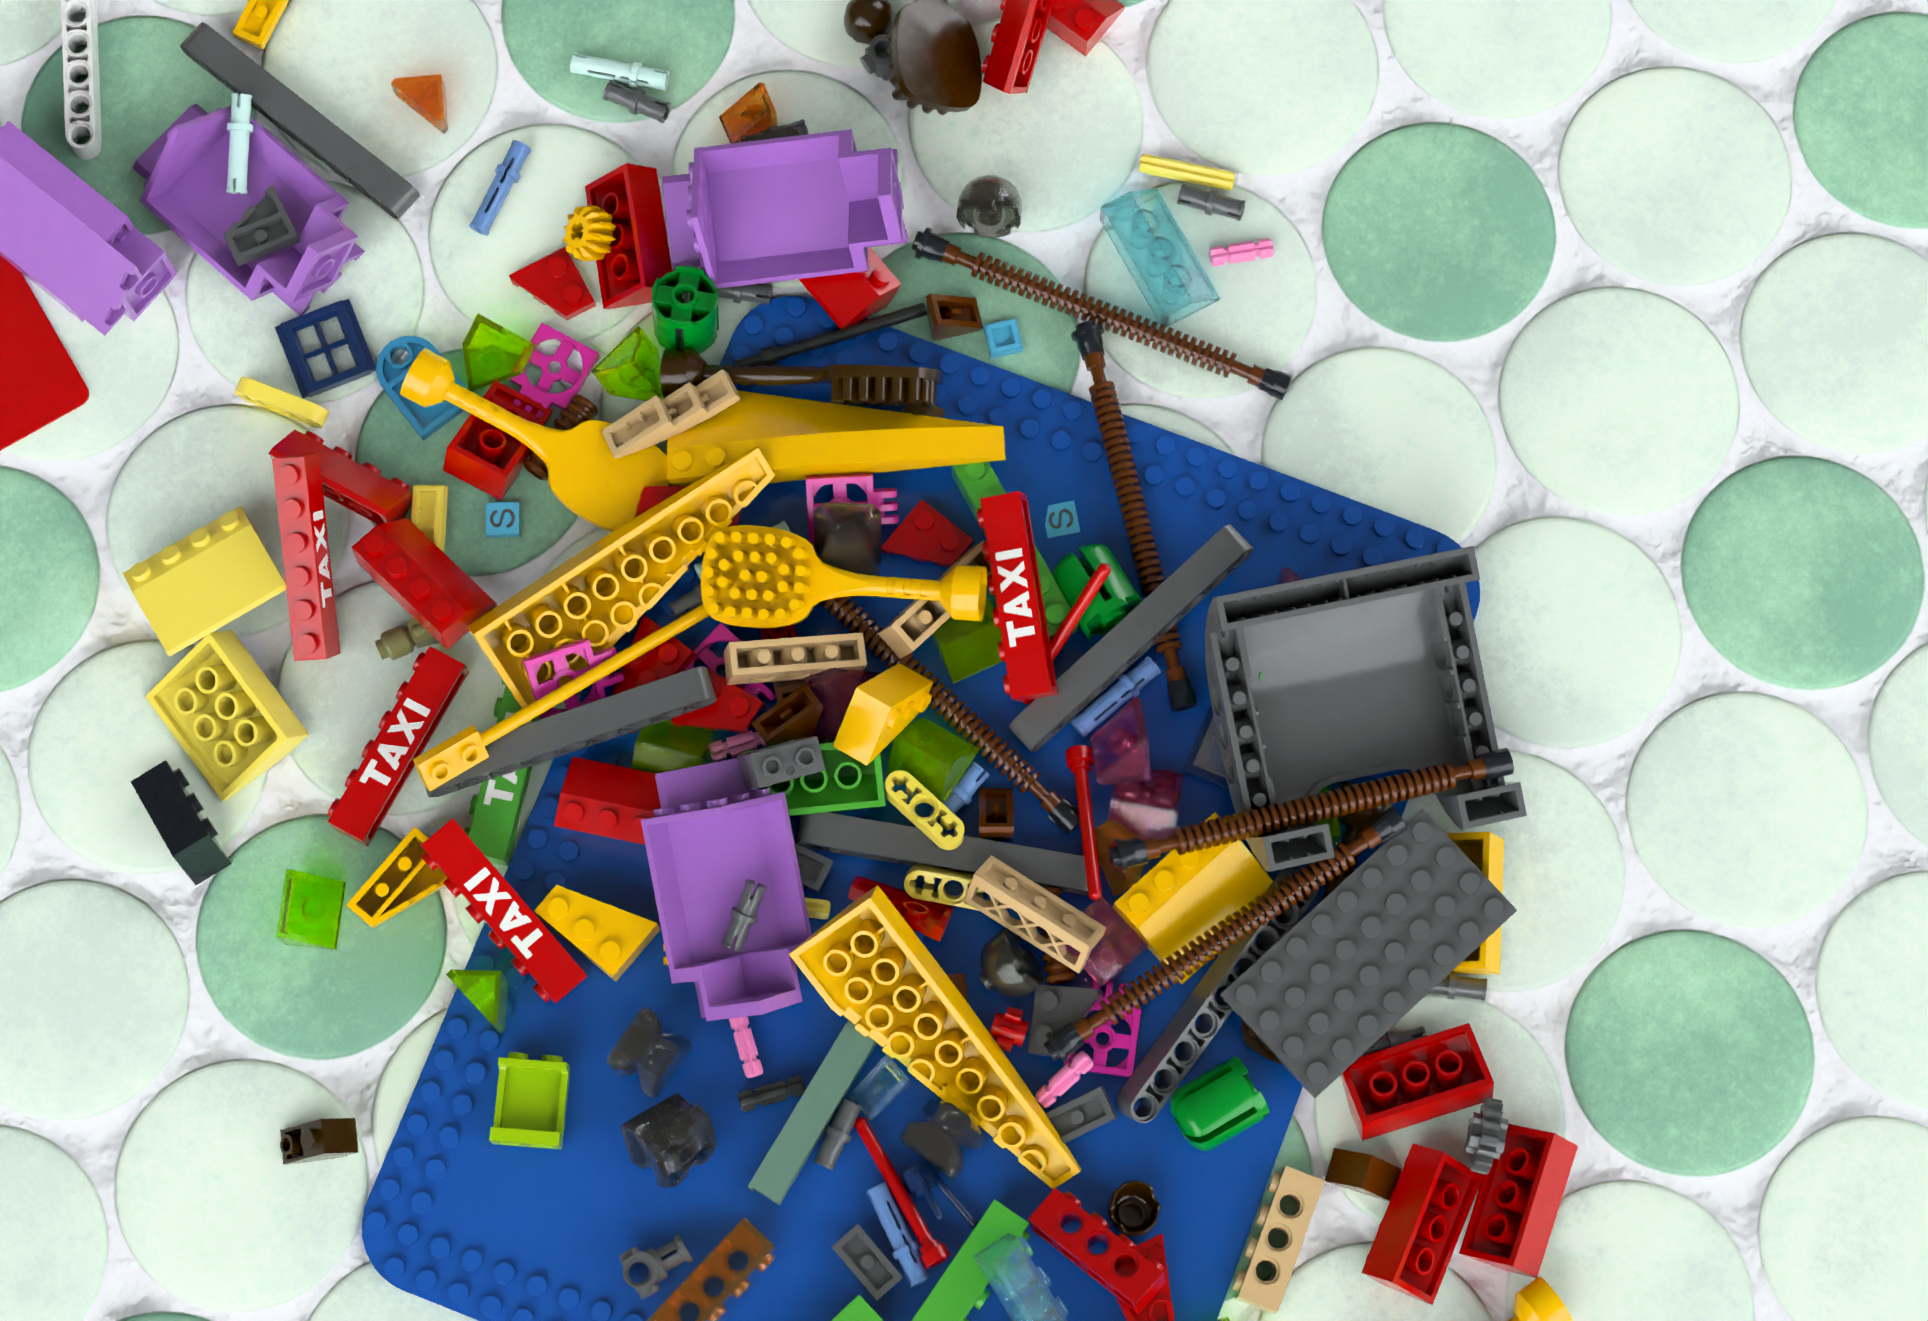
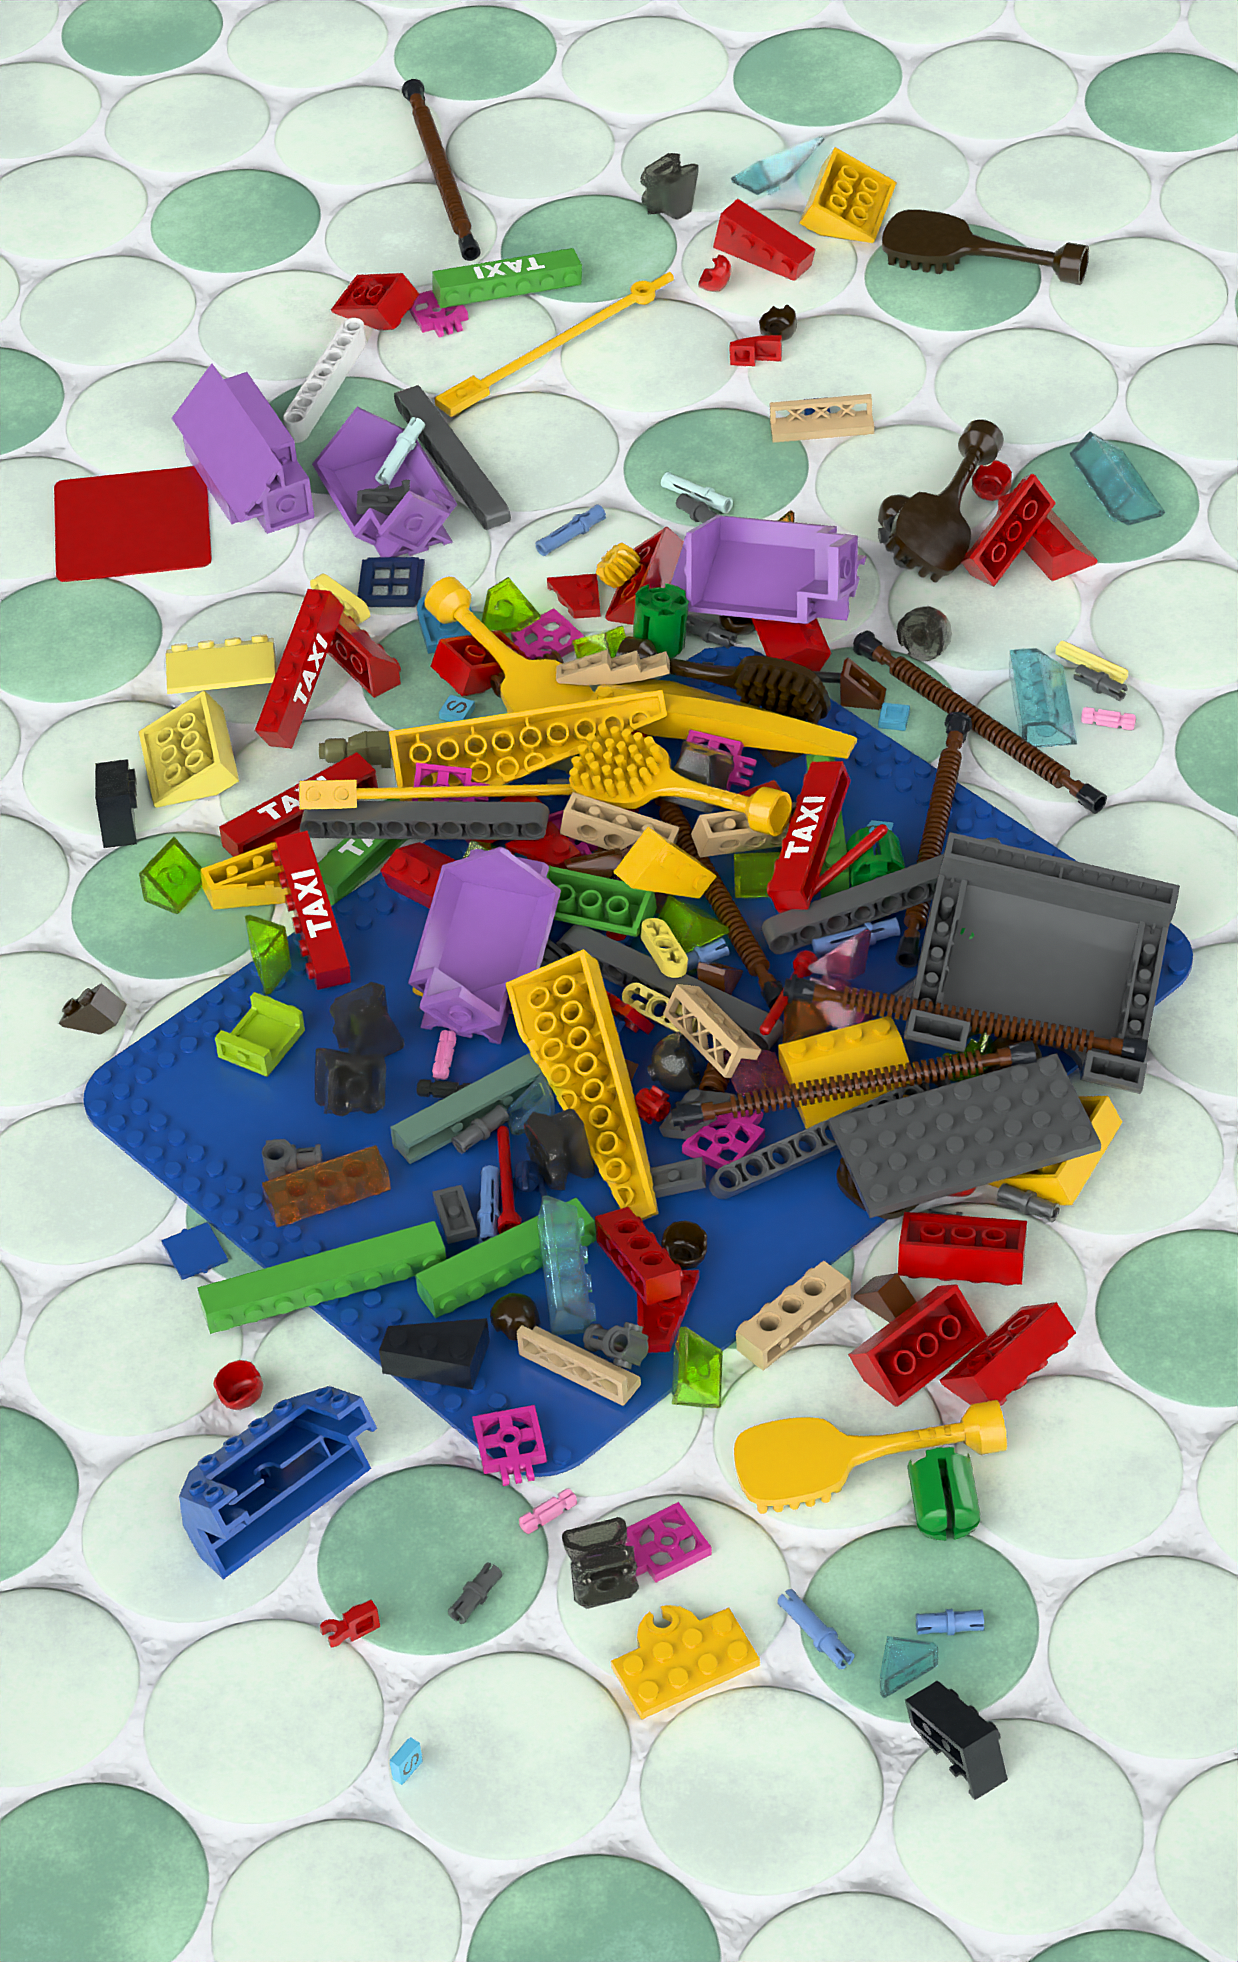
camera: 30 degrees right, 30 degrees down
(422, 579) = (369, 707): red slope -> none
(425, 96) = (548, 467): clear orange slope -> none
(430, 512) = (403, 690): light yellow plate -> none
(596, 929) = (374, 946): yellow wedge -> none
(744, 915) = (487, 959): dark grey pin -> none
(781, 762) = (578, 872): dark grey window -> none
(1064, 1079) = (677, 1149): bright pink axle -> none
(1217, 1105) = (787, 1212): green cylinder -> none
(1486, 1135) = (1000, 1294): dark grey gear -> none

